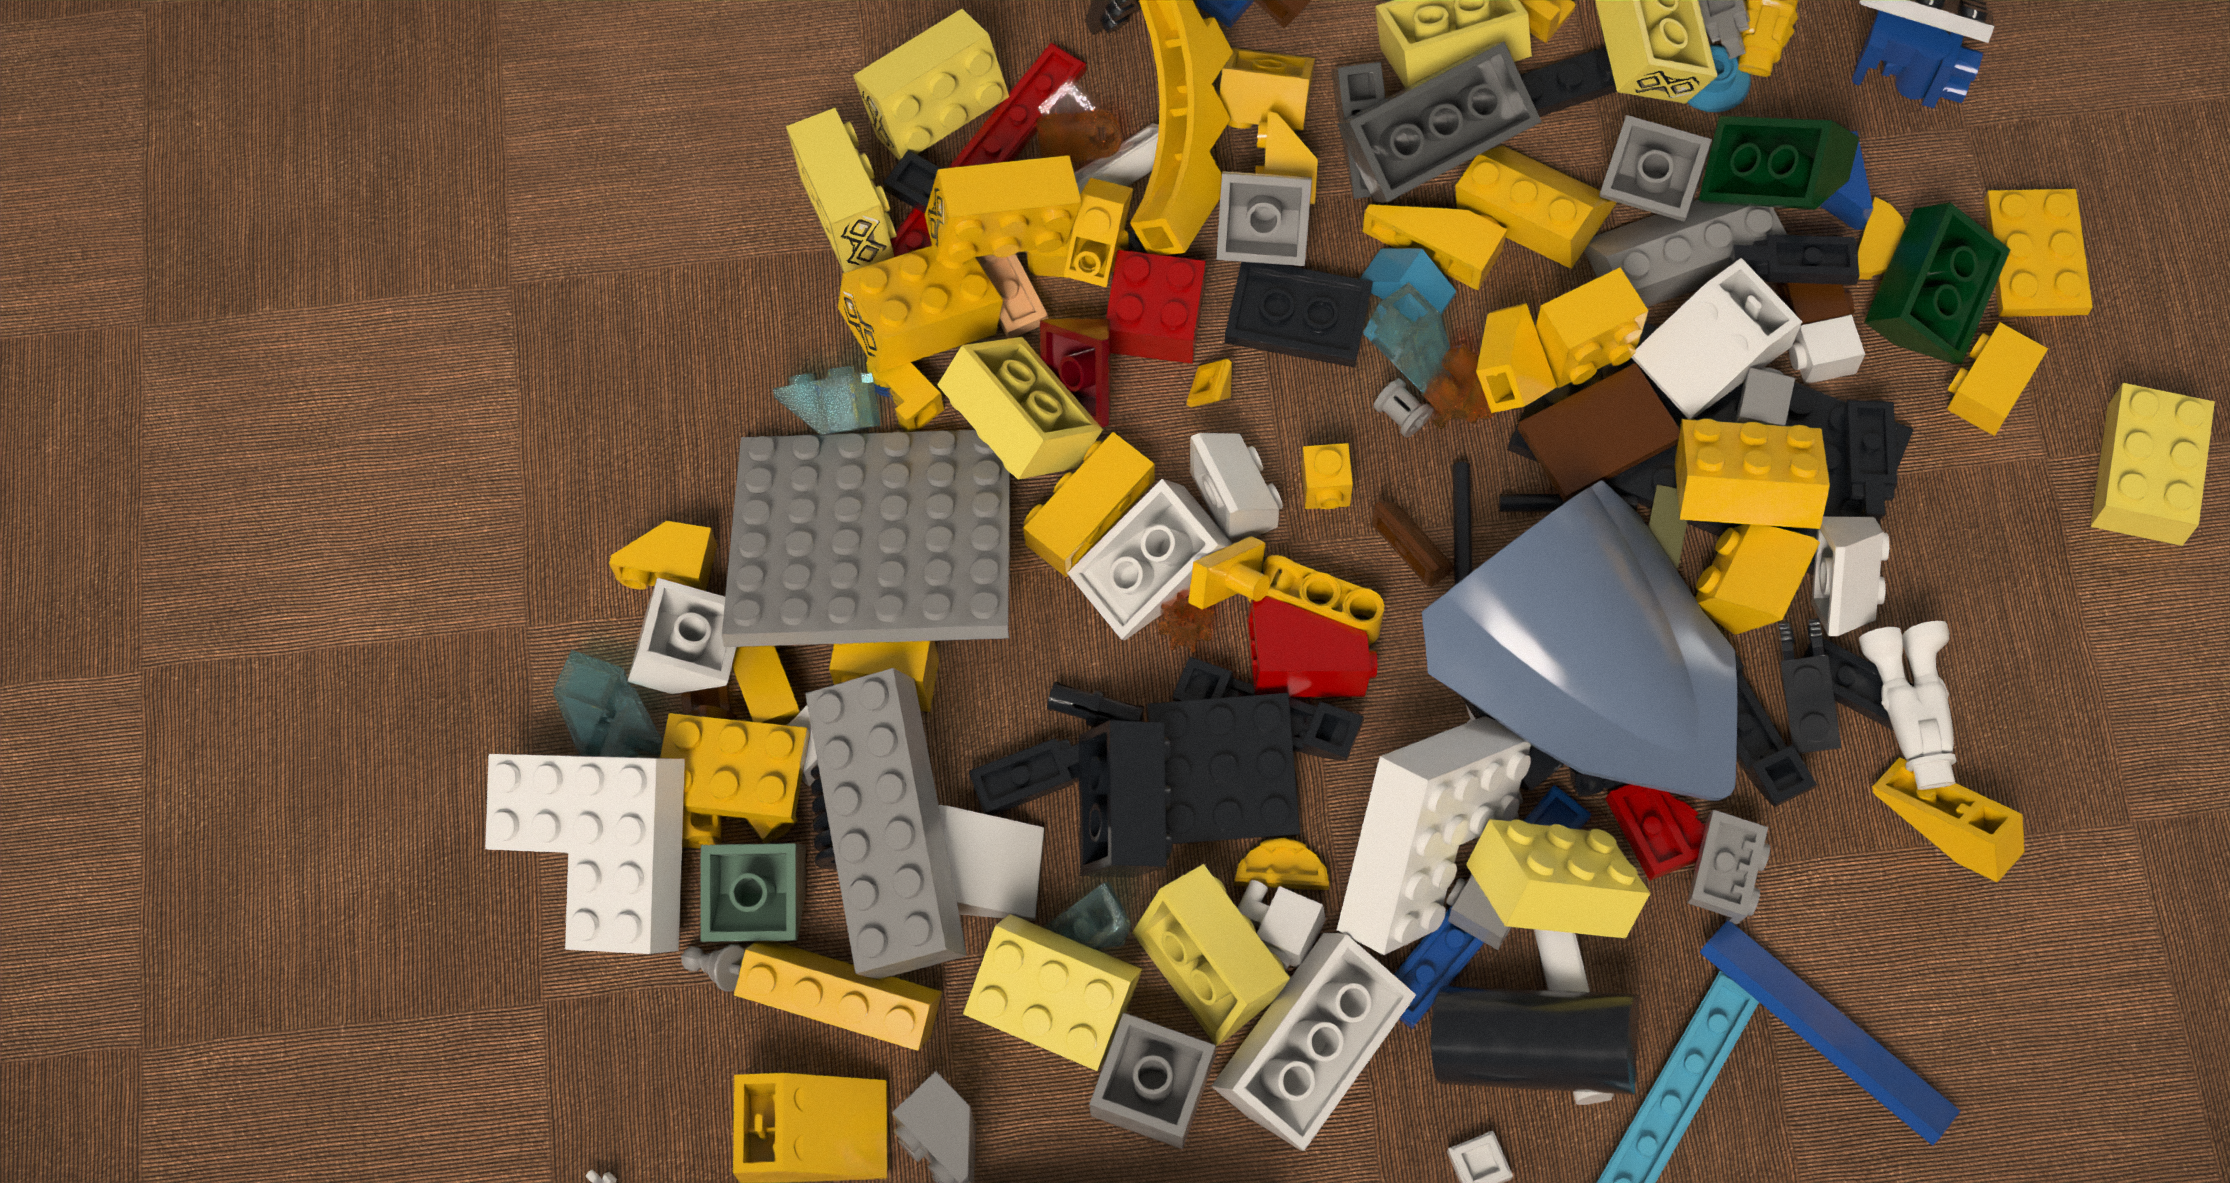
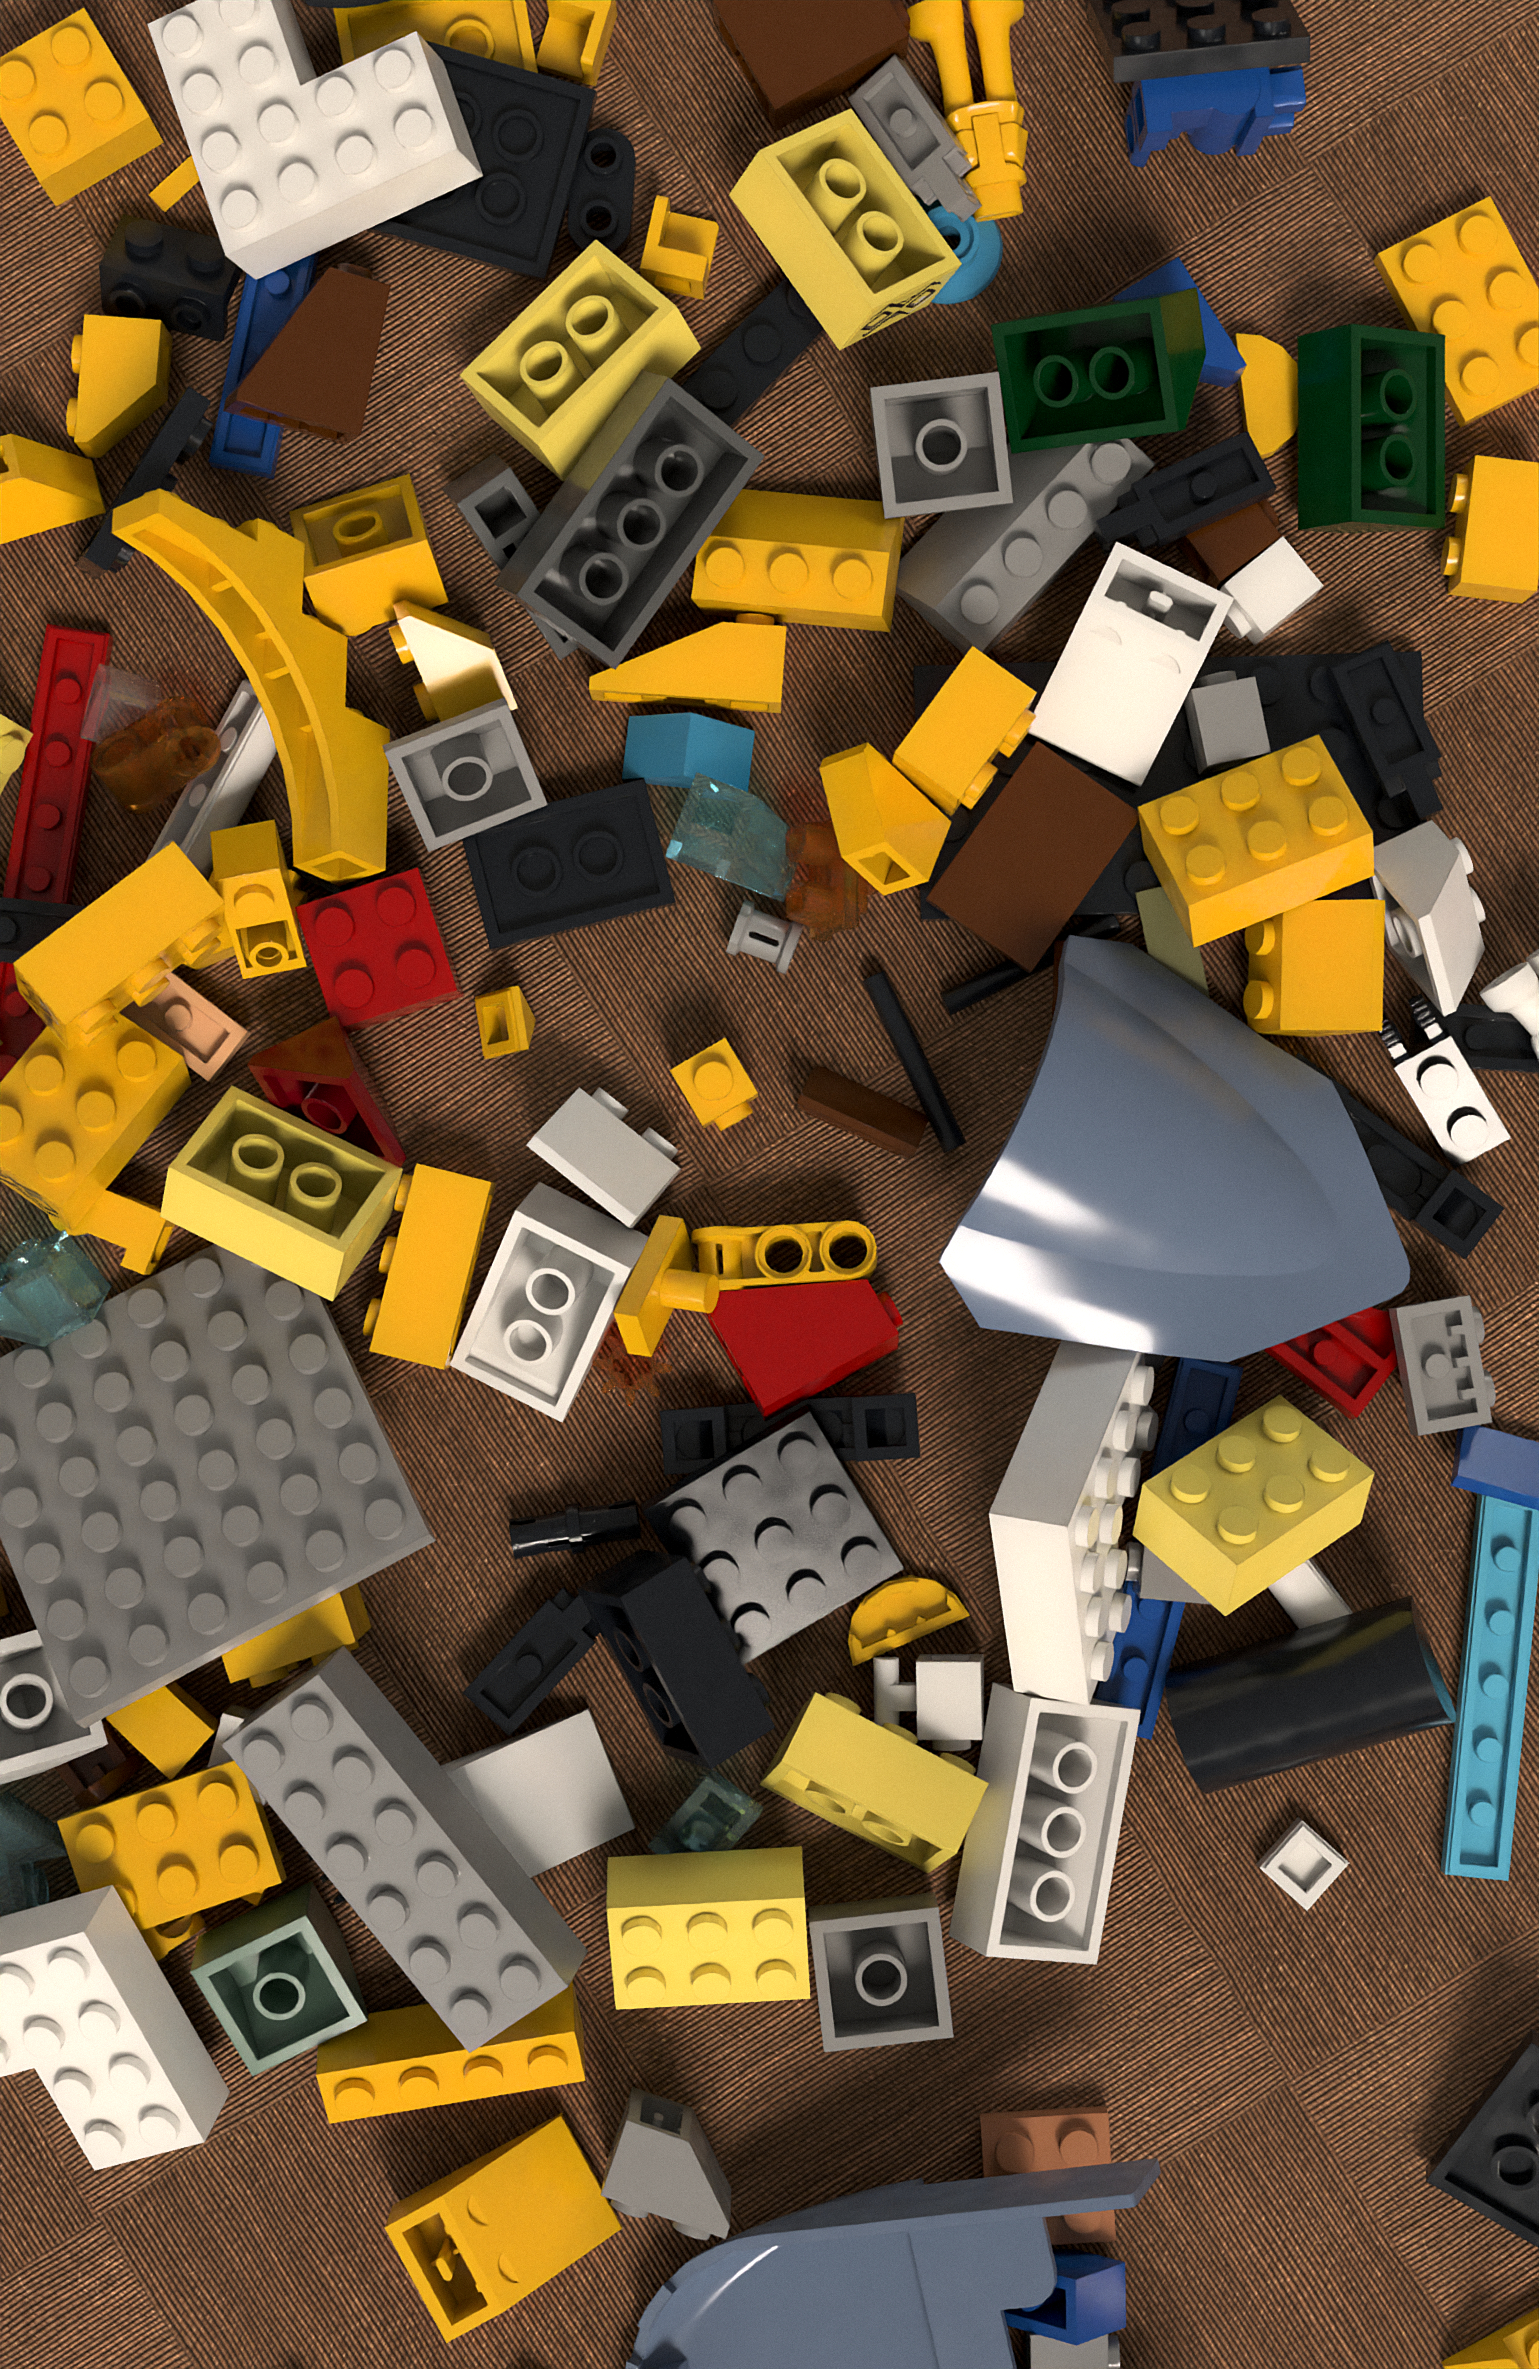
camera: 30 degrees left, 20 degrees up
(721, 965) = (290, 2085): light grey piece -> none

